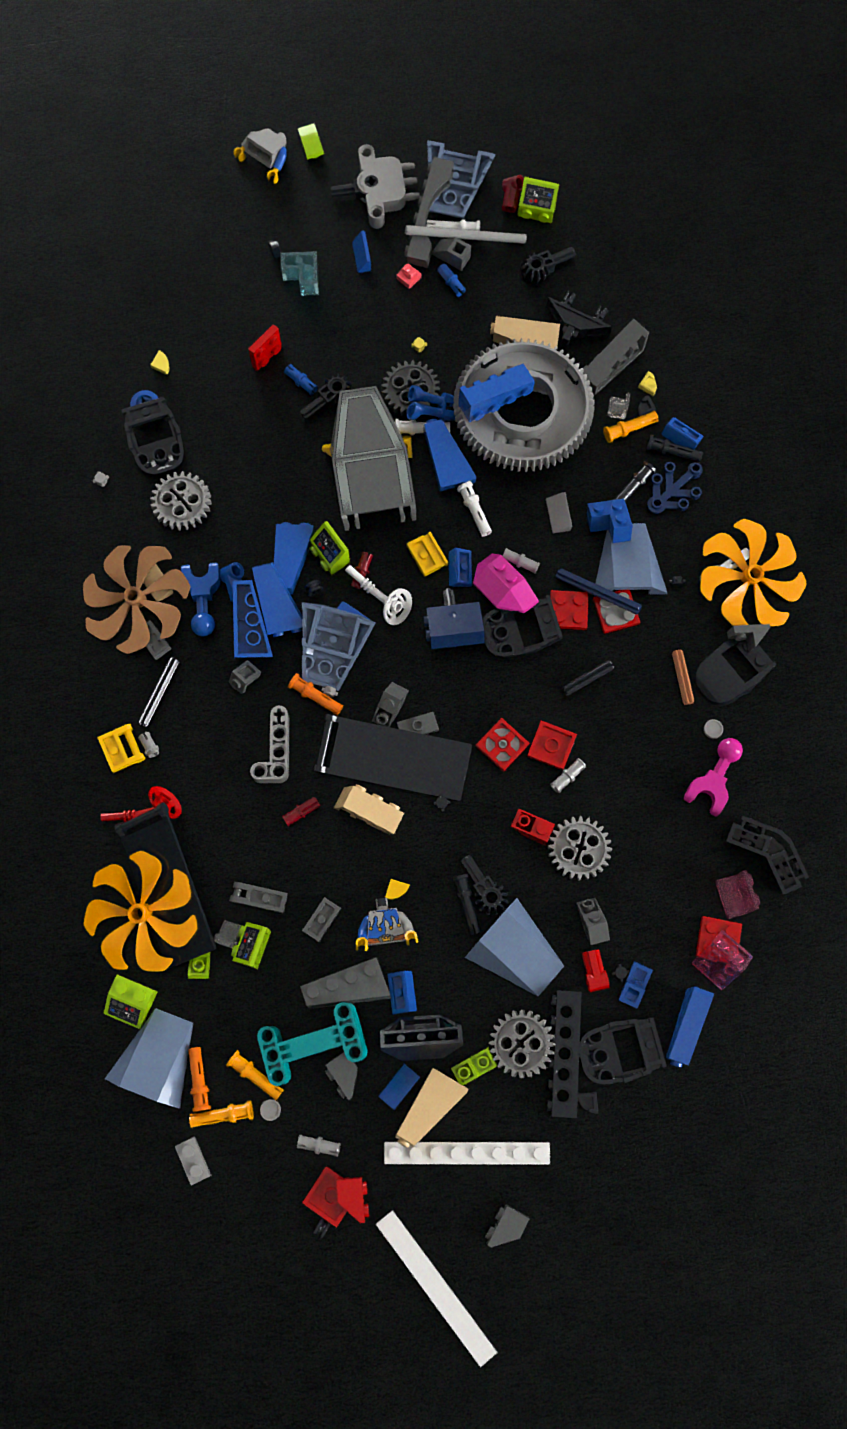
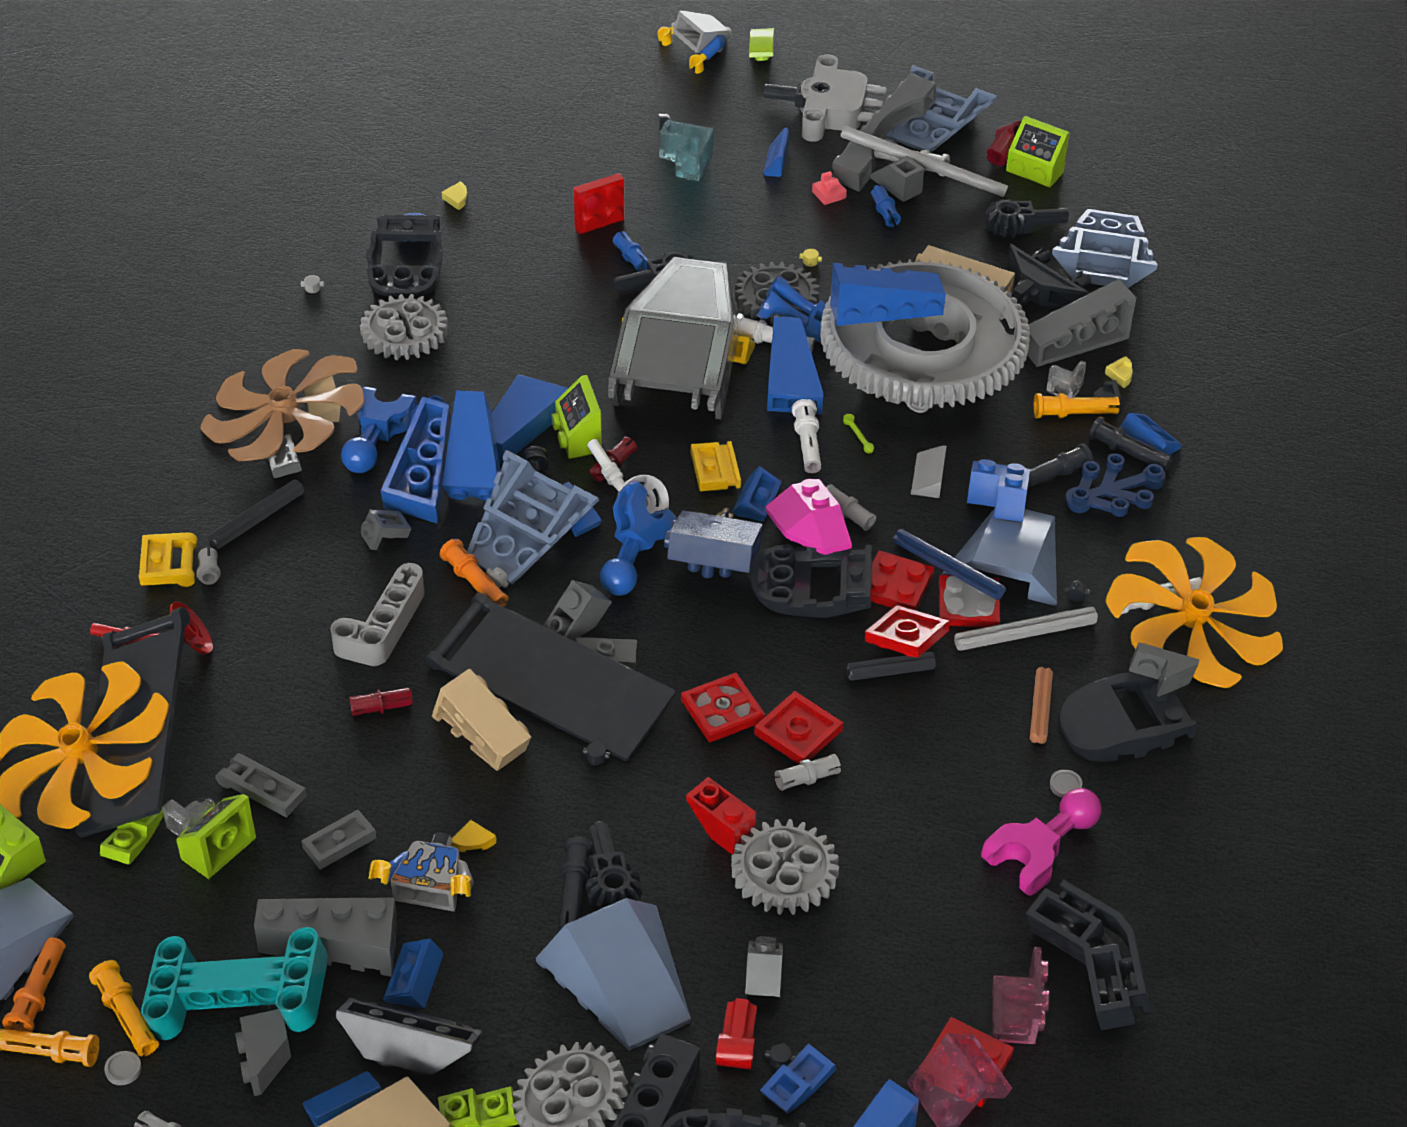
camera: 20 degrees right, 30 degrees down
(403, 629) = (637, 532): none -> blue piece
(493, 482) = (848, 419): none -> lime hinge
(590, 652) = (907, 631): none -> red plate
(609, 275) = (1106, 248): none -> sand blue wedge
(655, 621) = (1025, 628): none -> light grey axle

